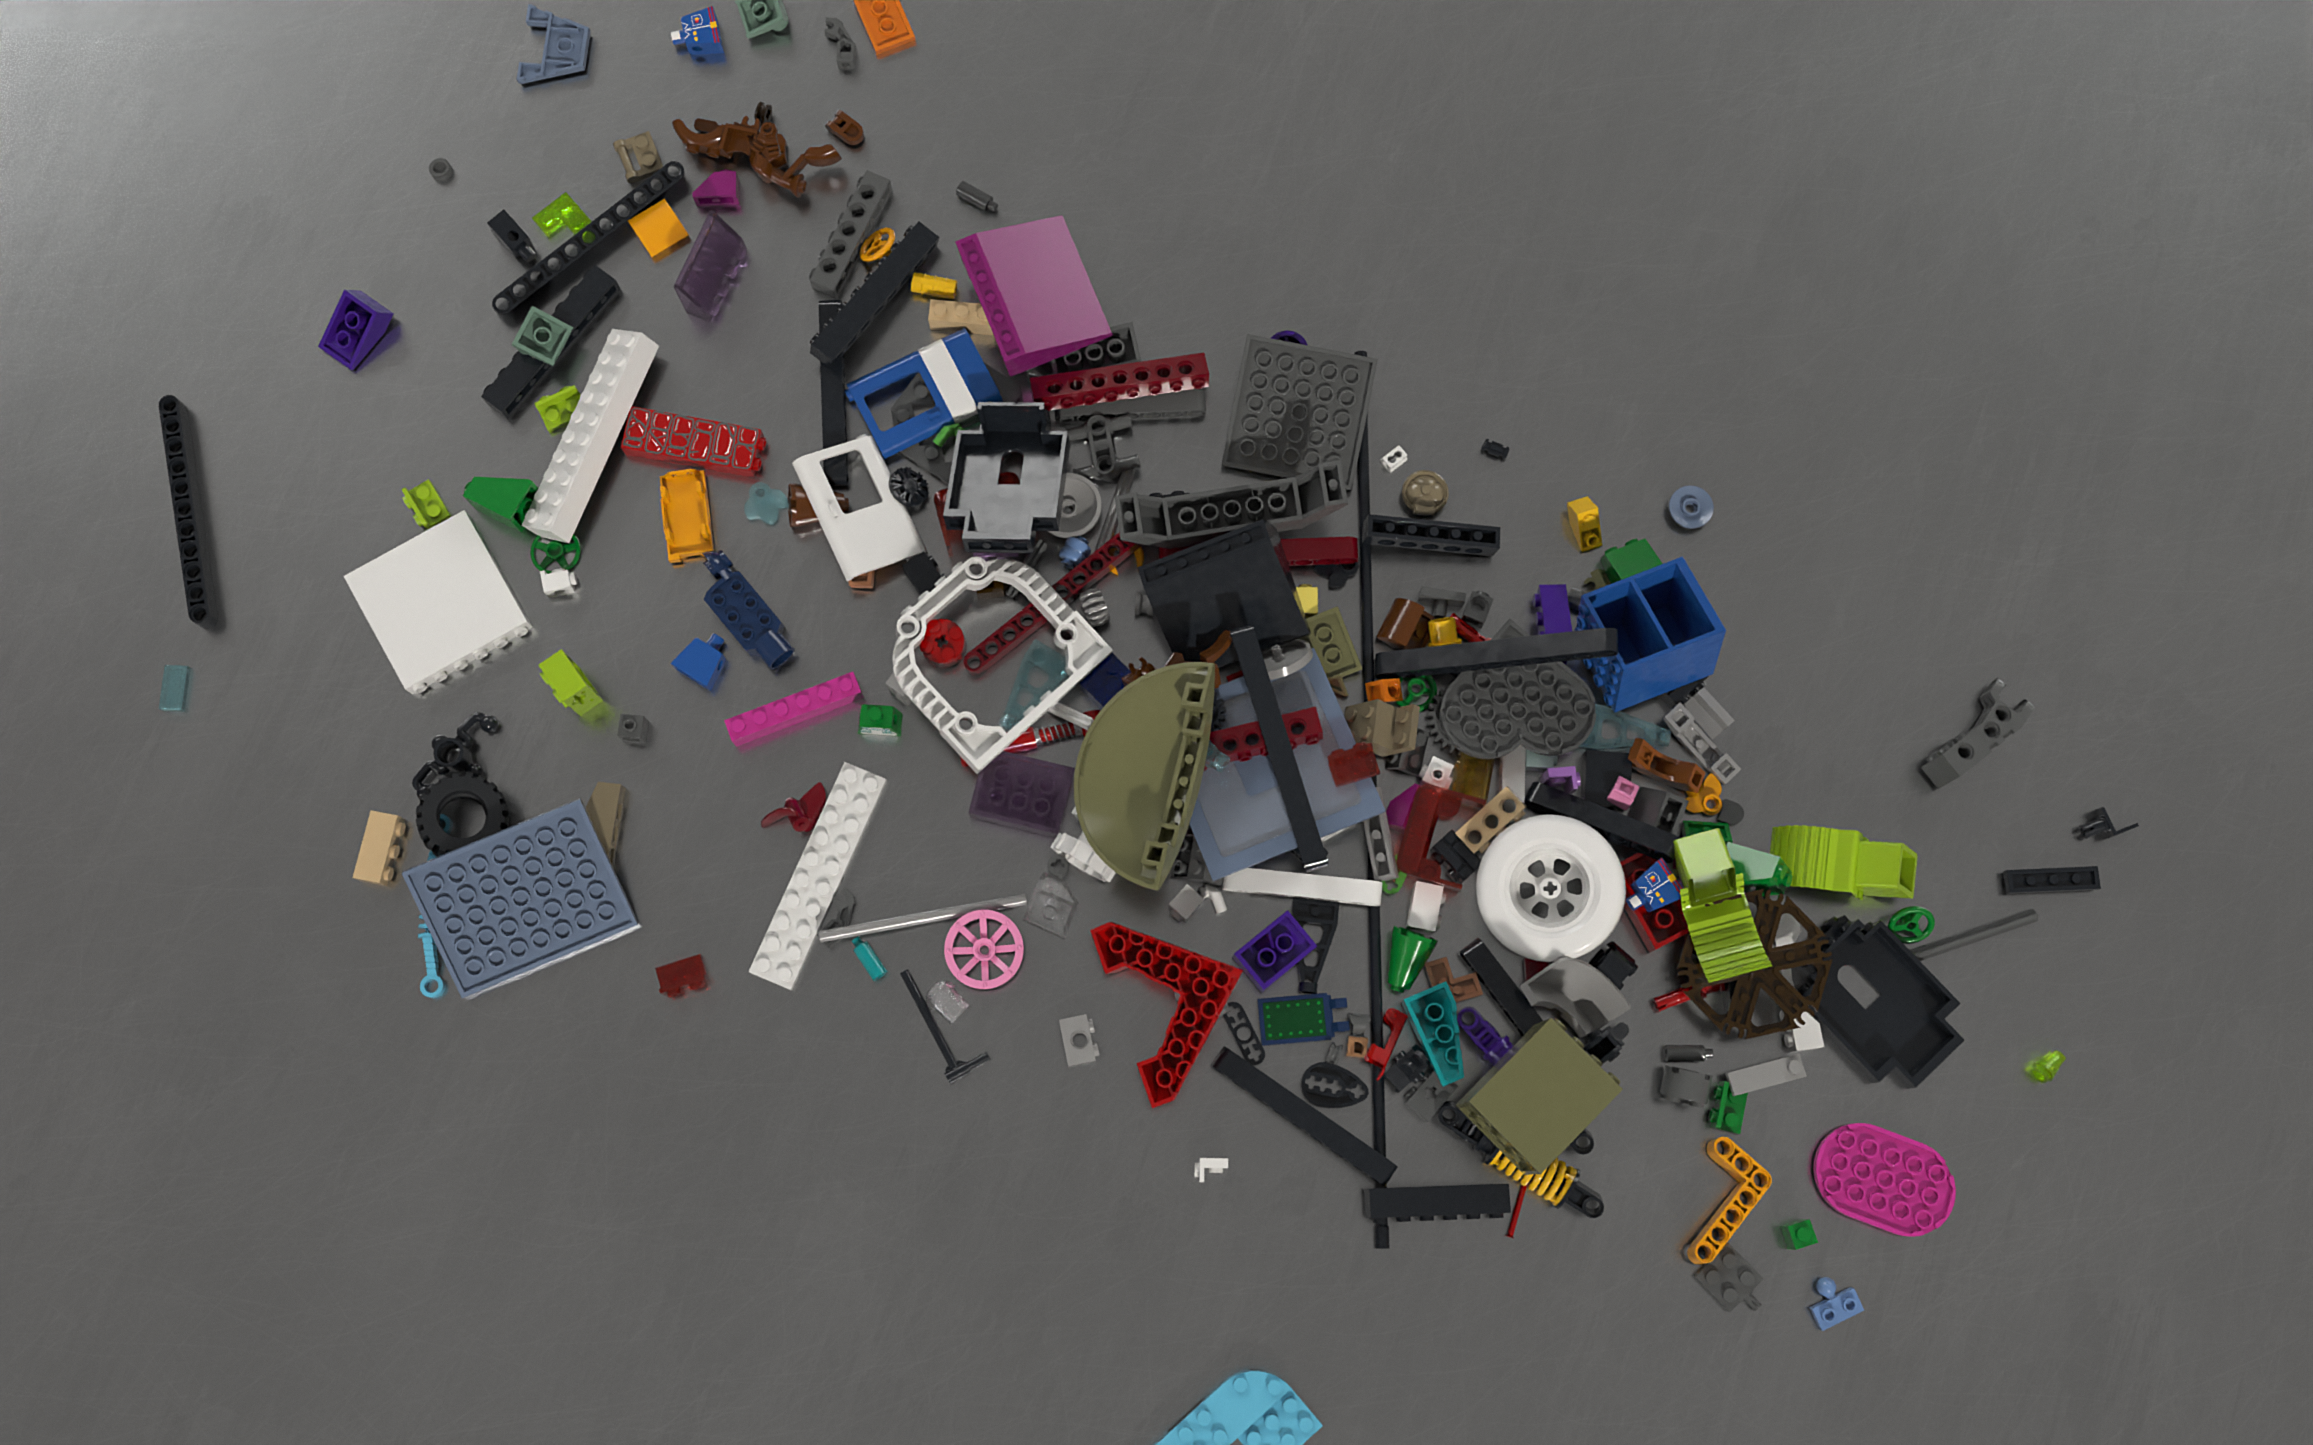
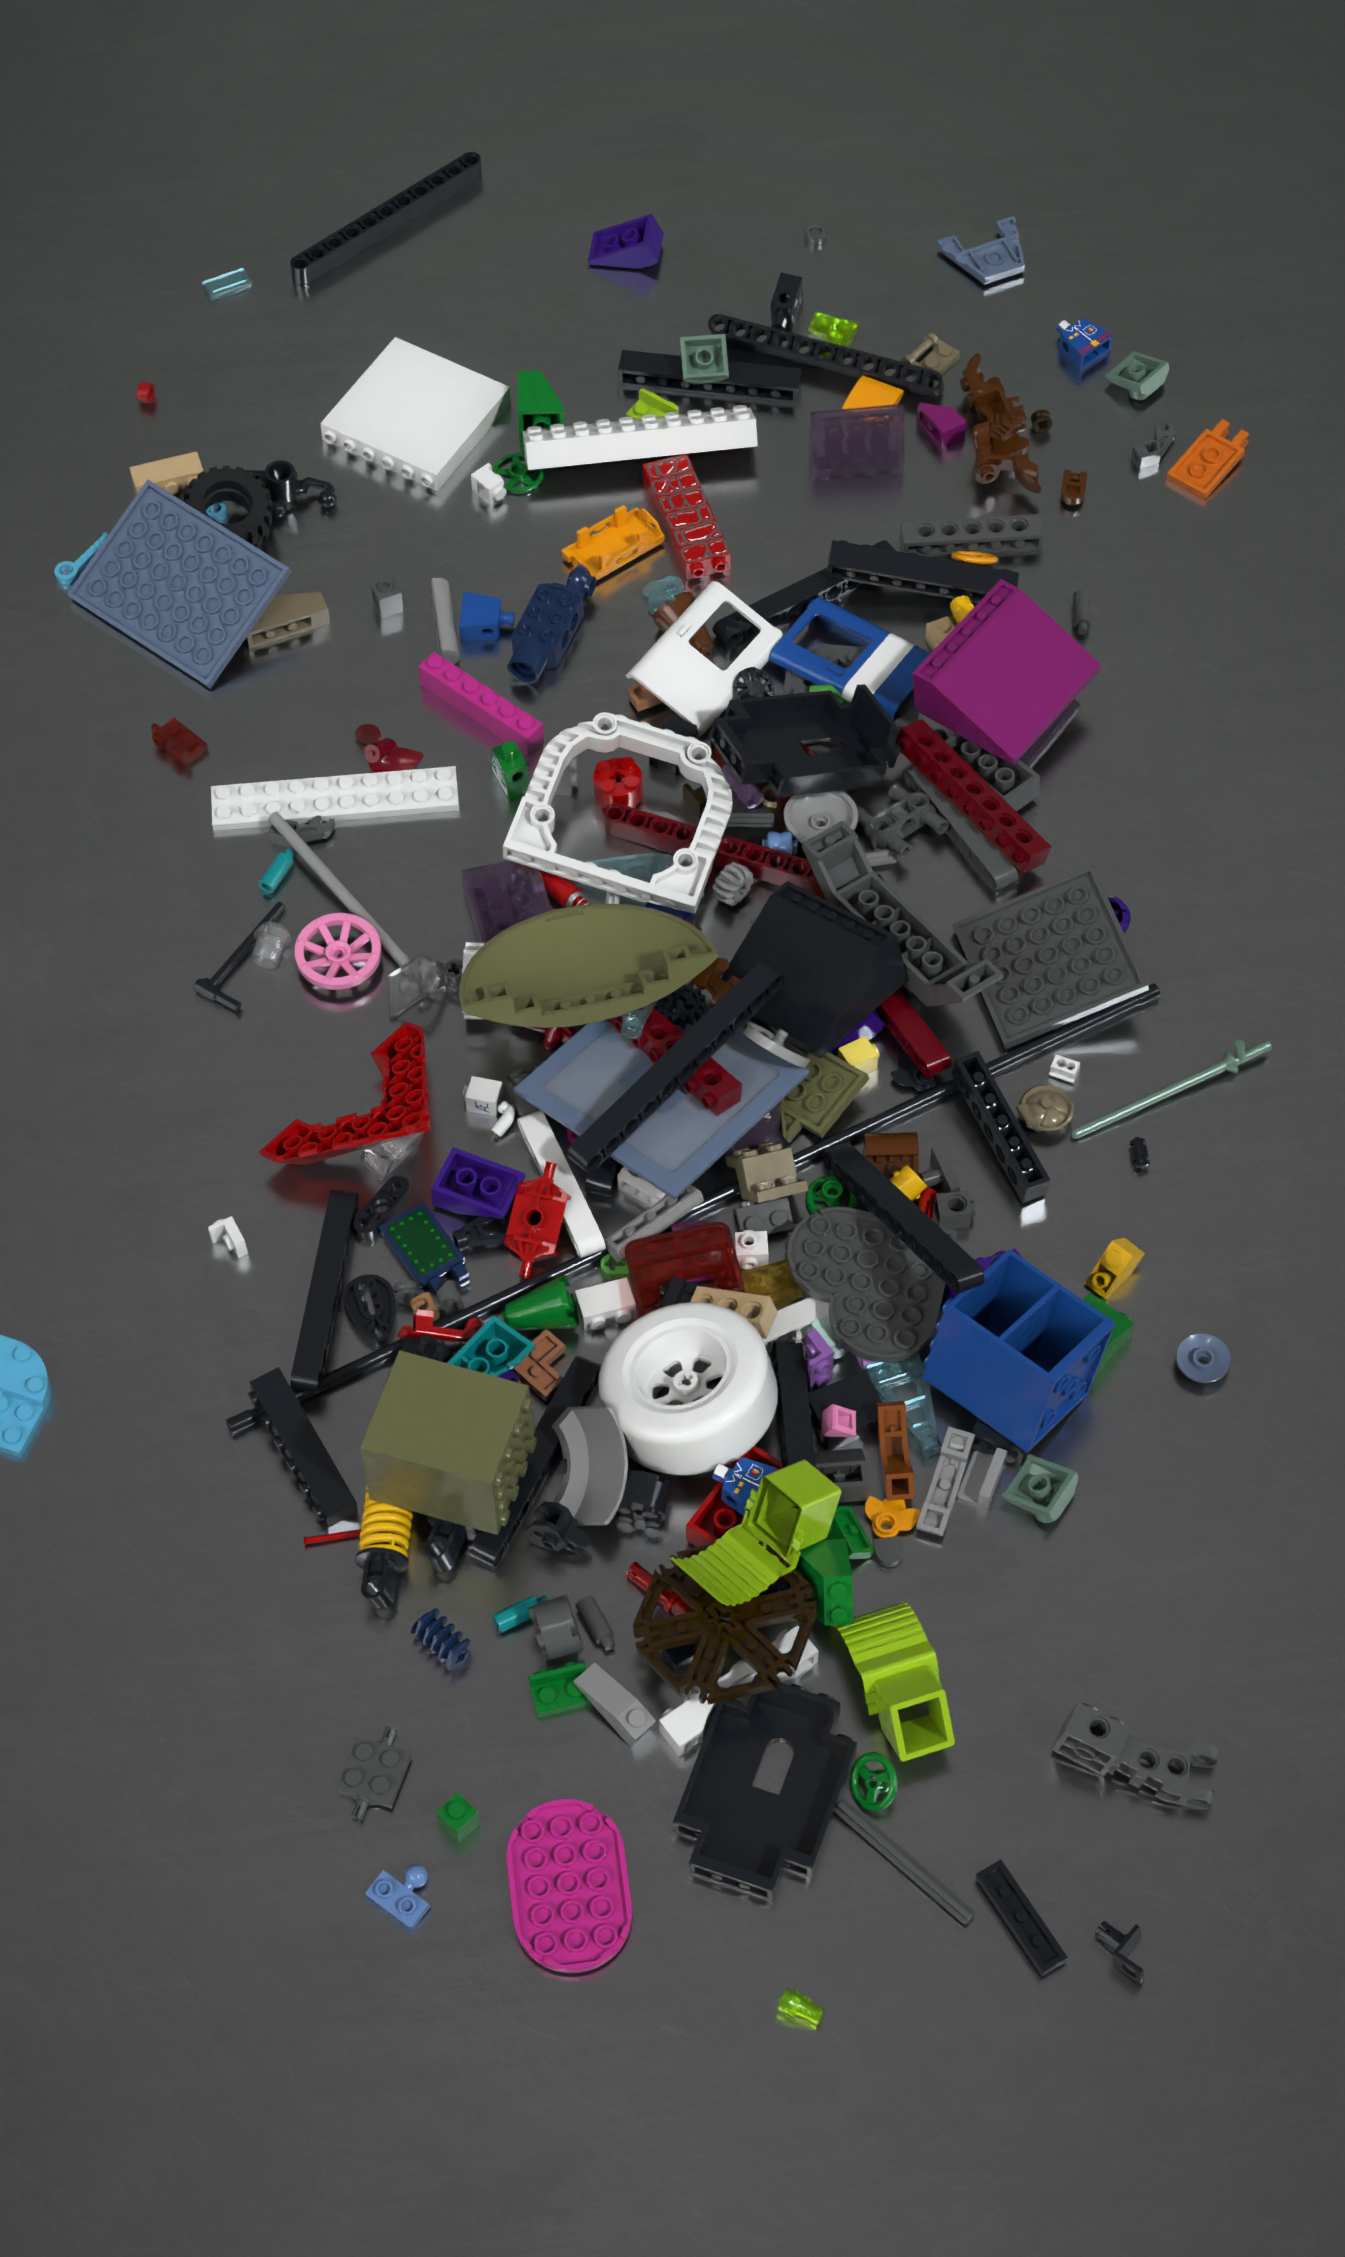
camera: 65 degrees right, 20 degrees down
(263, 821) = (145, 392): none -> red axle
(426, 504) = (500, 363): lime bracket -> none
(569, 683) = (397, 525): lime piece -> none
(686, 695) = (444, 620): none -> light grey brick
(1070, 1028) = (297, 1057): light grey brick -> none
(1318, 909) = (539, 1240): none -> red plate
(1352, 764) = (705, 1145): clear red bracket -> none
(1385, 690) = (802, 1154): orange brick -> none
(1454, 340) = (1228, 1063): none -> sand green piece
(1647, 1173) = (440, 1639): none -> dark blue piece
(1651, 1105) = (515, 1614): none -> teal cylinder
(1732, 1203) = (454, 1731): light orange beam -> none
(1739, 680) = (1042, 1488): none -> sand green slope

